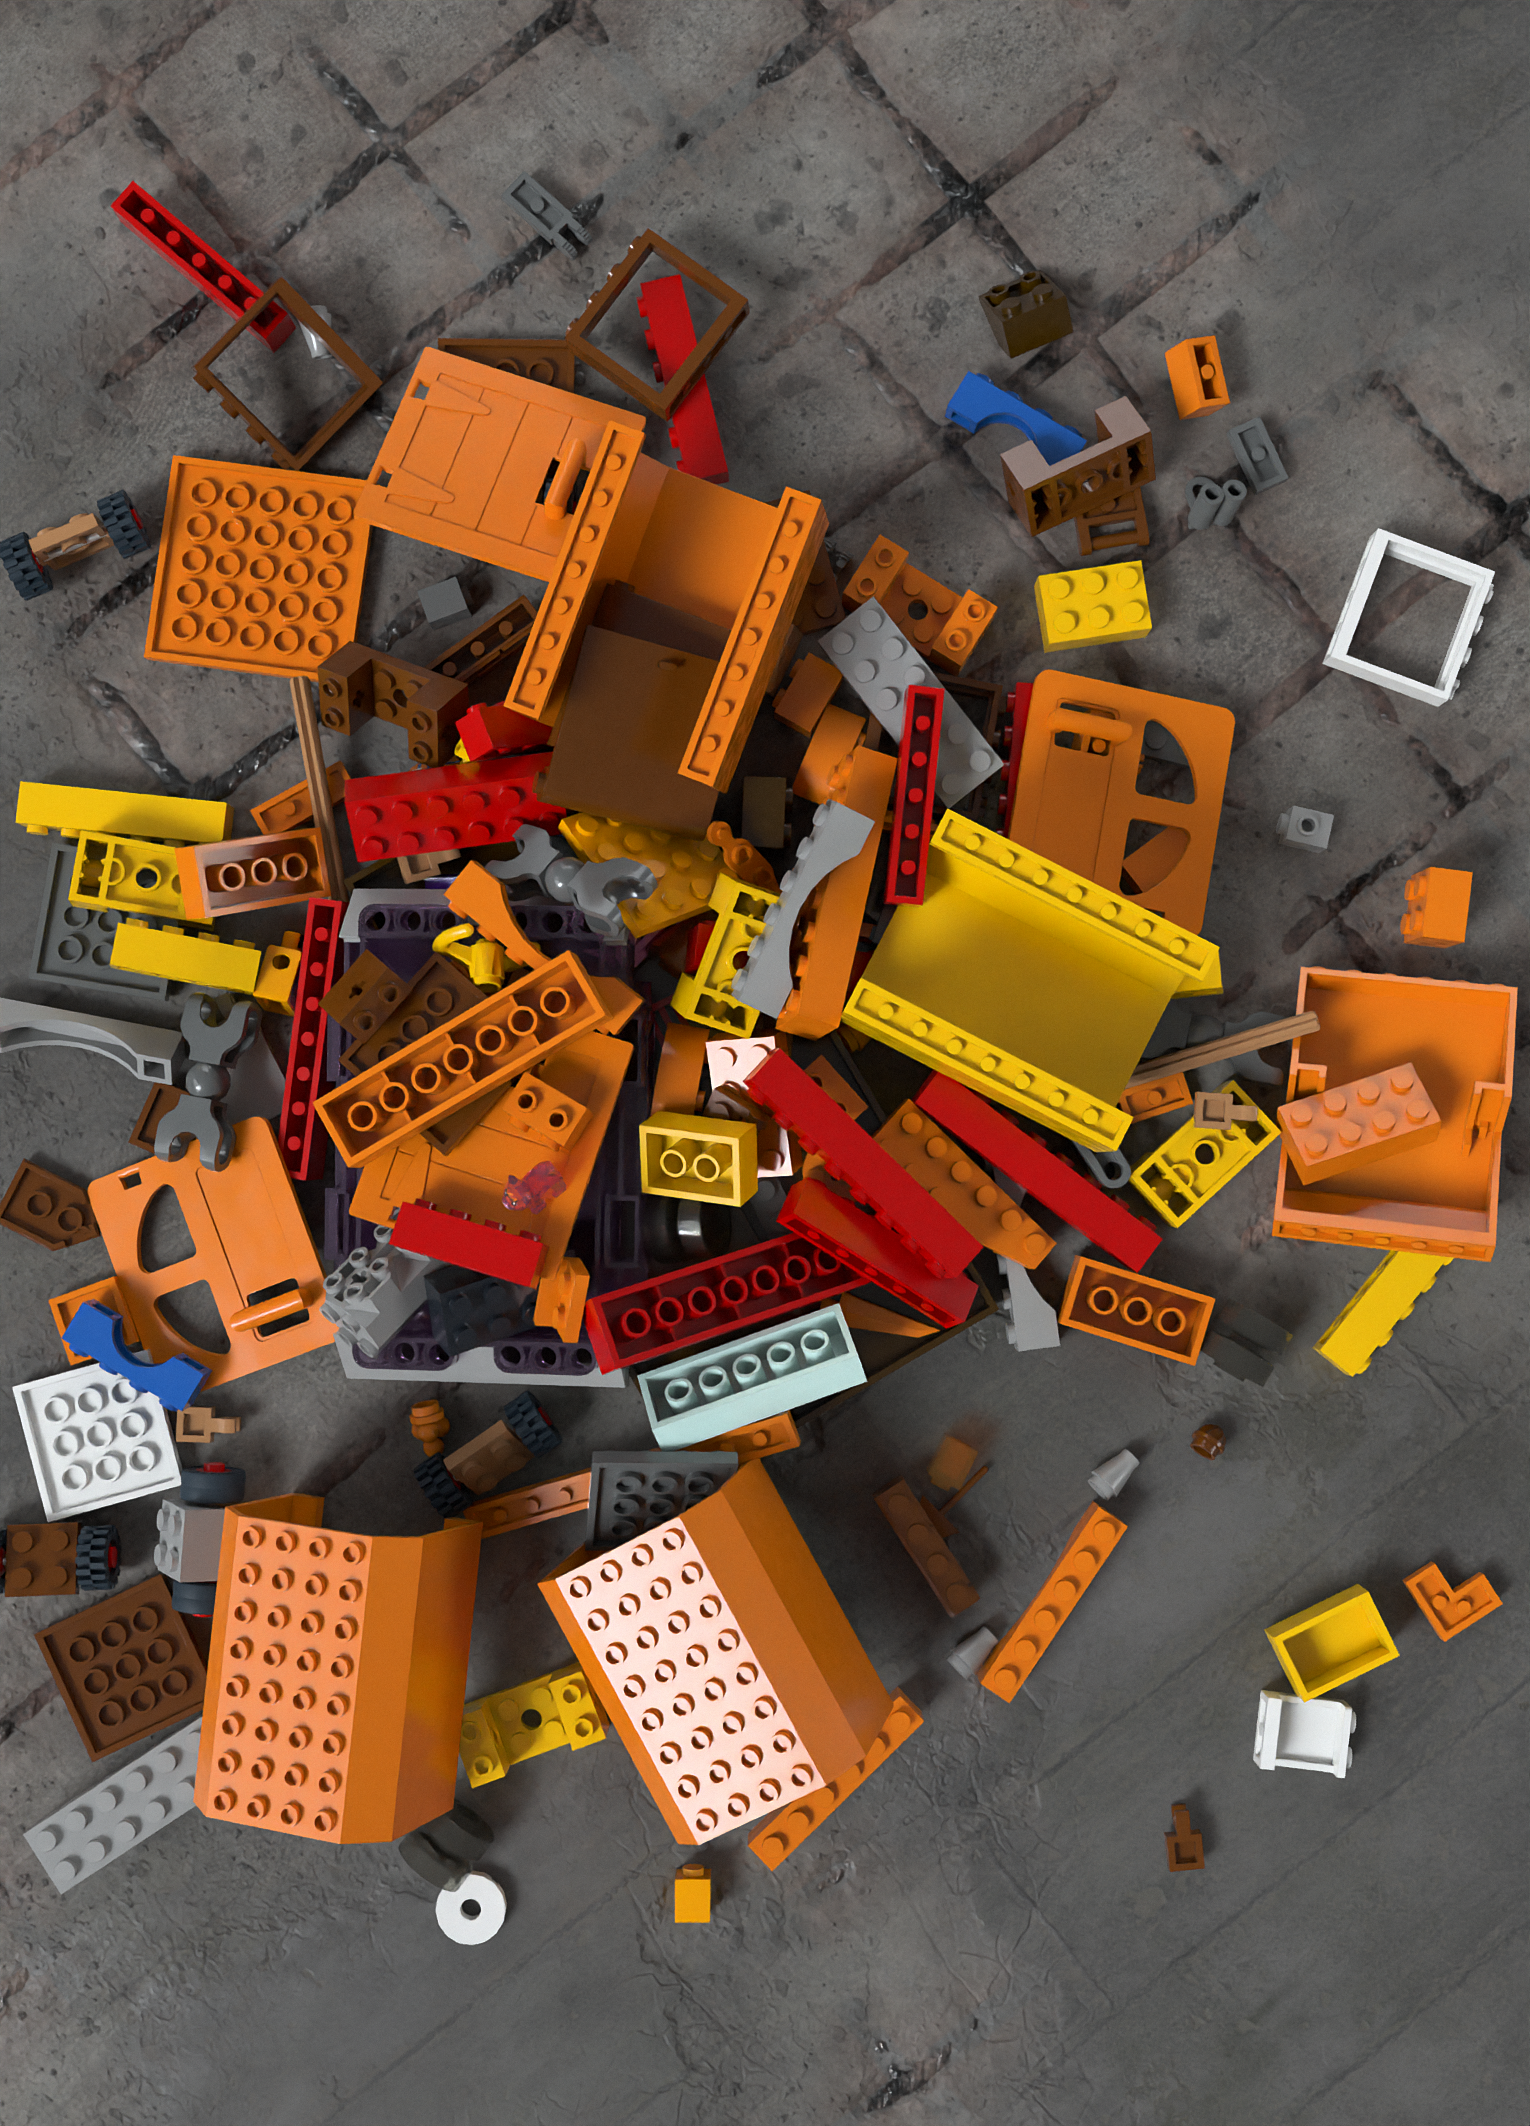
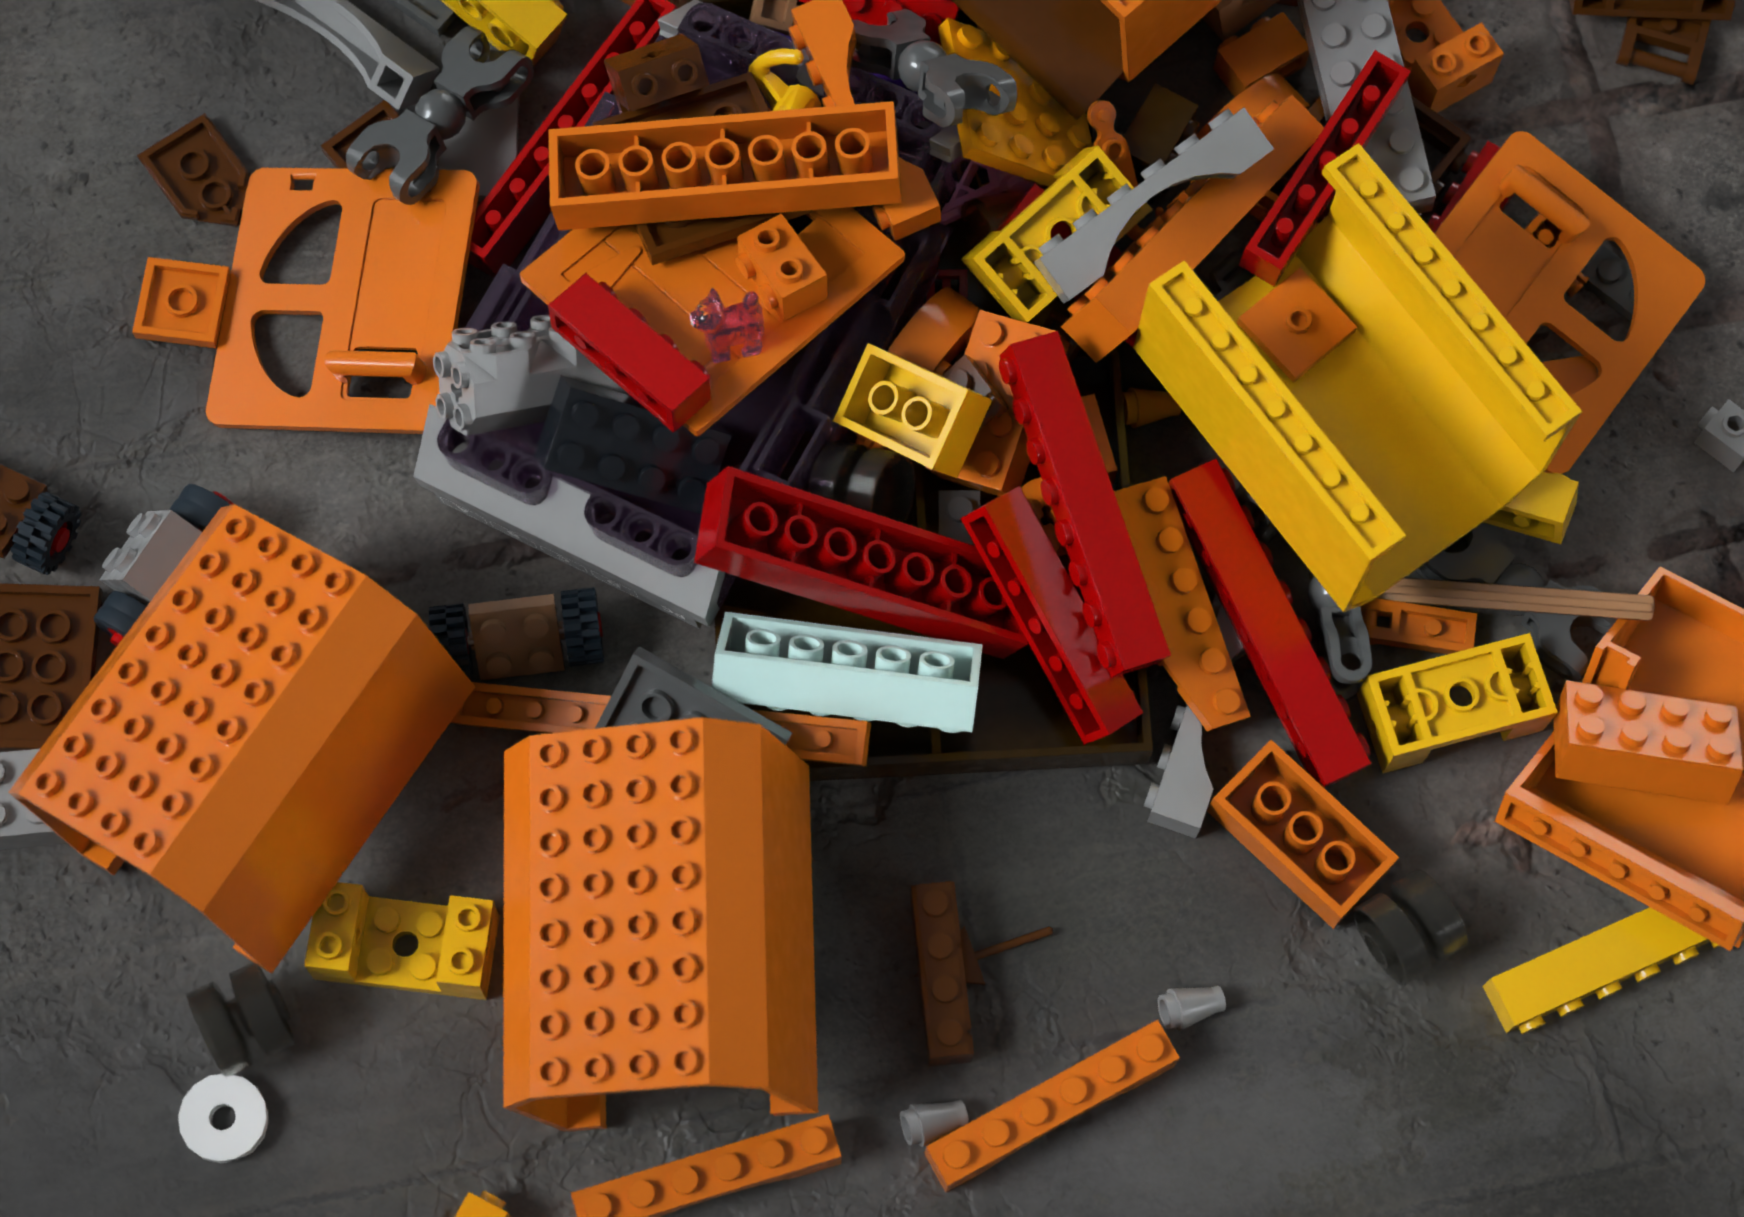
camera: 20 degrees right, 15 degrees down
(96, 1440) = (118, 417): white plate -> none
(99, 1333) = (185, 308): blue arch -> none
(200, 1424) = (231, 457): medium nougat plate -> none
(276, 984) = (563, 59): light orange torso -> none
(428, 1425) = (470, 578): orange piece -> none
(563, 1300) = (692, 467): orange bracket -> none
(869, 1316) = (1007, 698): orange bar -> none
(950, 930) = (1296, 325): none -> orange plate
(951, 1462) = (1015, 899): clear orange brick -> none
(1092, 606) = (1604, 111): yellow brick -> none
(1208, 1441) = (1315, 1023): reddish brown plate -> none
(1217, 1111) = (1497, 648): medium nougat plate -> none

